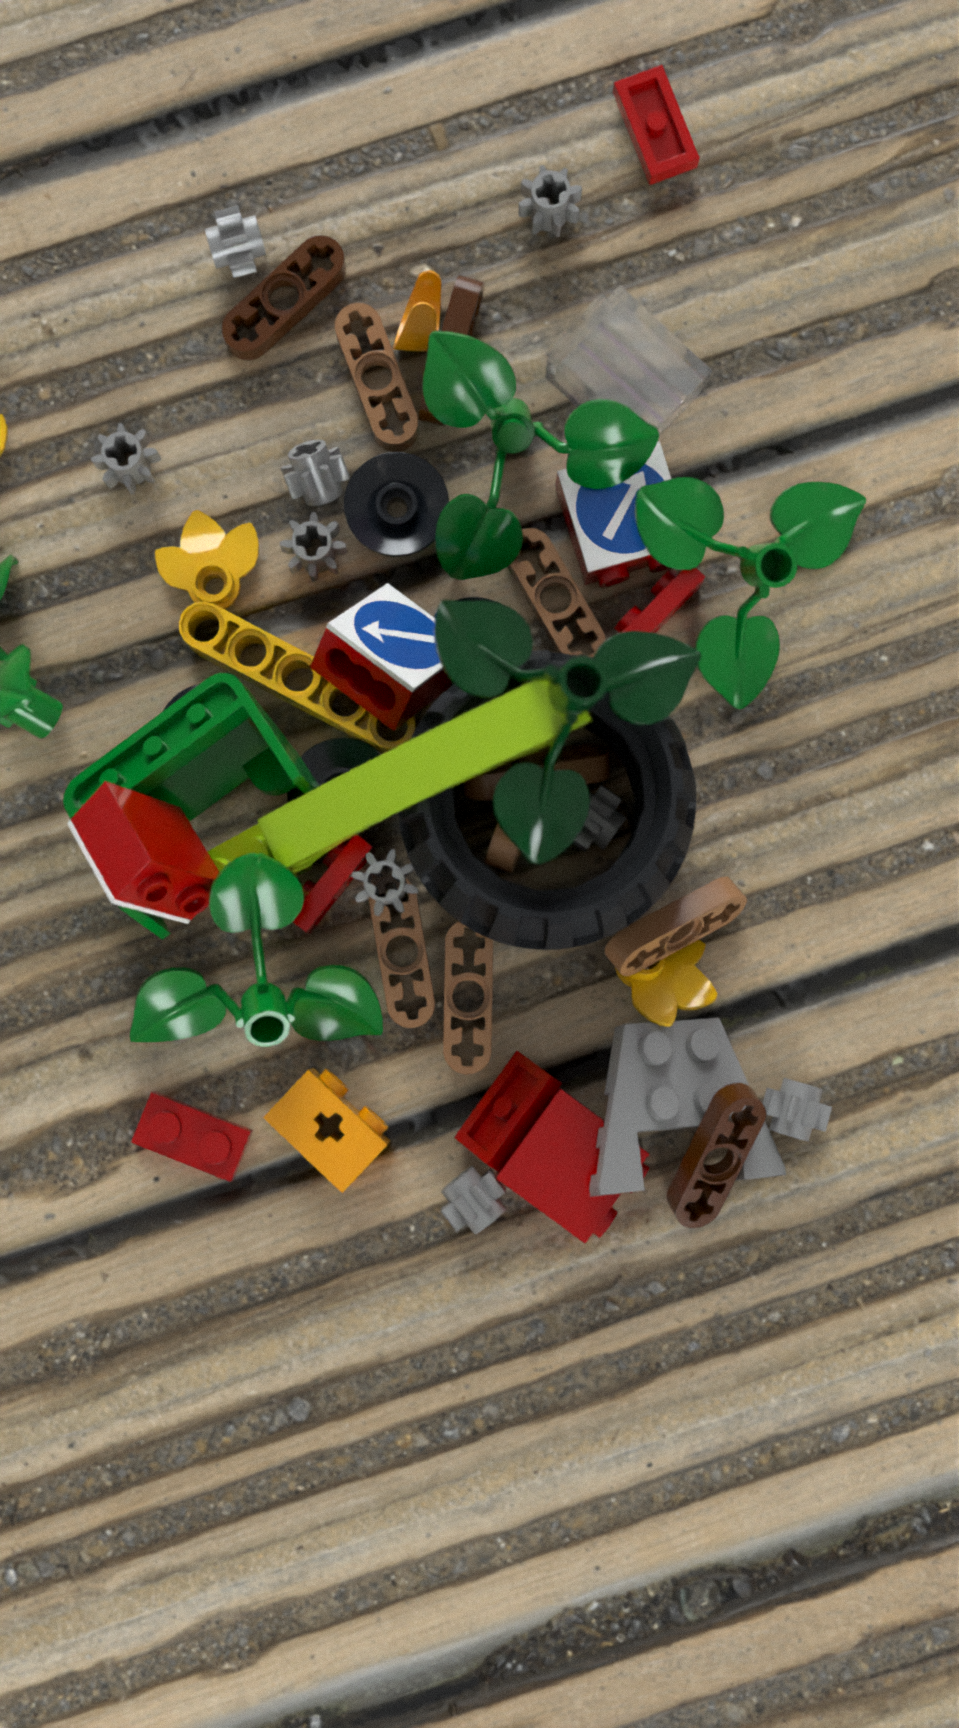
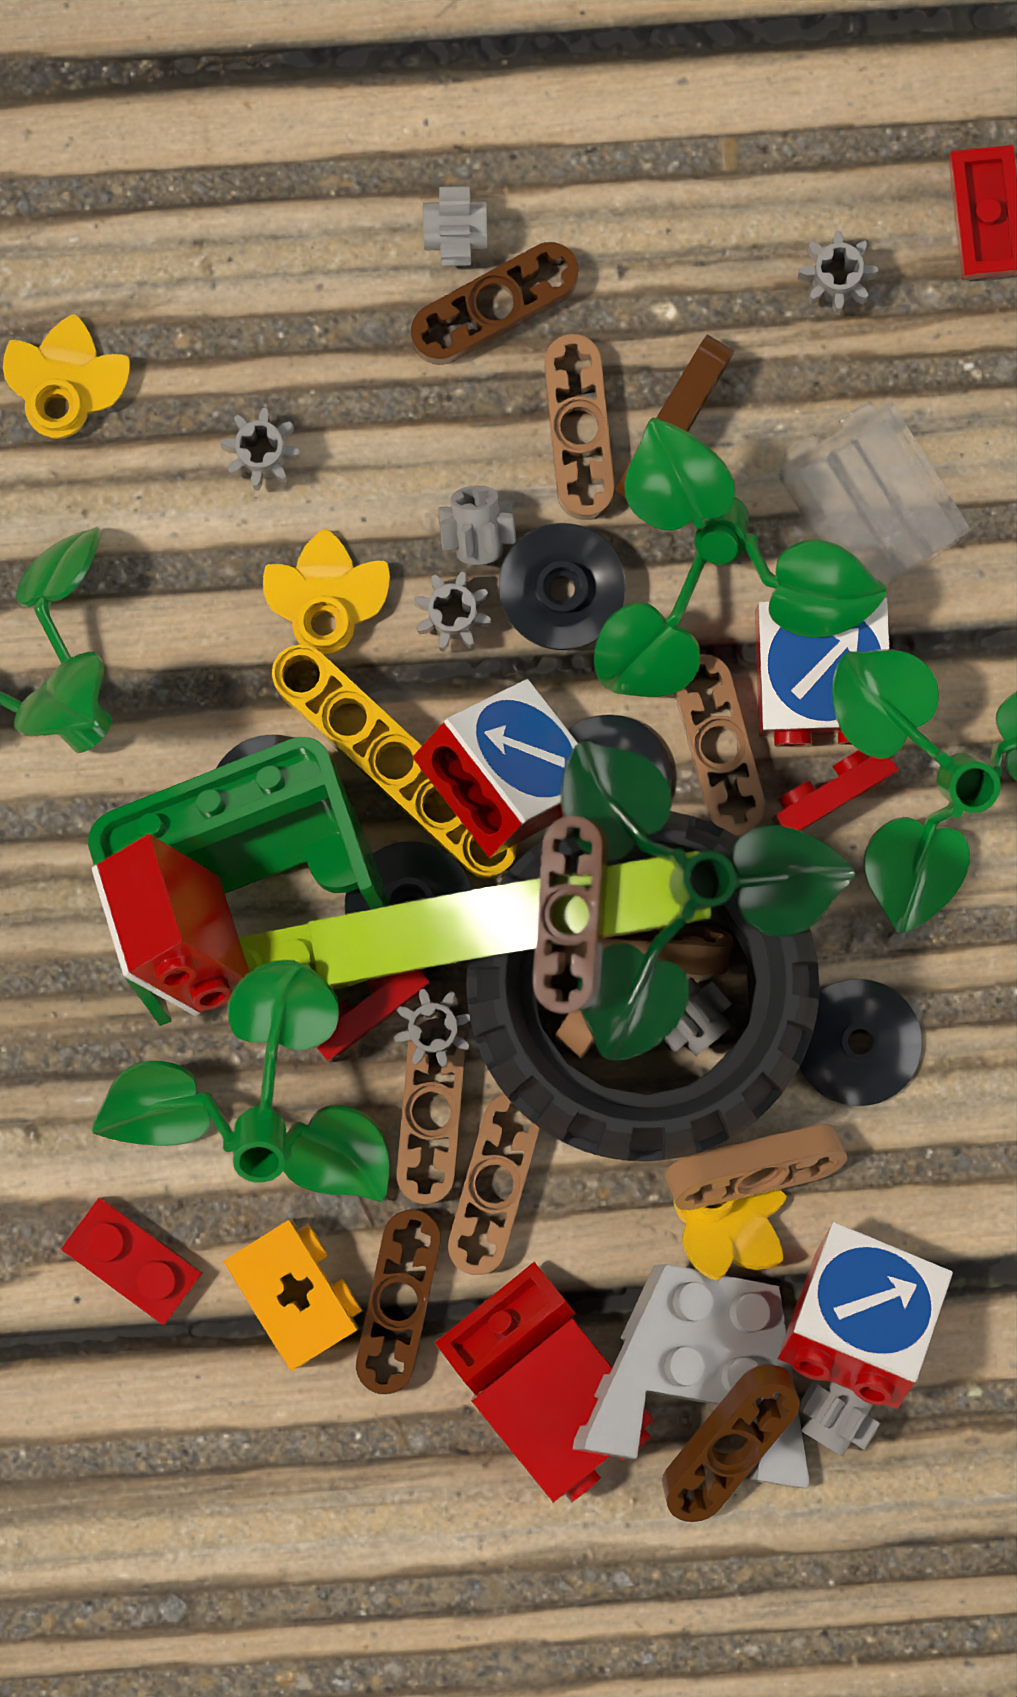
camera: 15 degrees right, 0 degrees up
(420, 314) = (648, 371): light orange helmet -> none
(431, 1151) = (403, 1351): none -> reddish brown beam
(473, 1200) = (438, 1420): light grey gear -> none
(476, 702) = (549, 894): none -> reddish brown beam
(751, 828) = (894, 1050): none -> black dish
(798, 1024) = (865, 1316): none -> piece

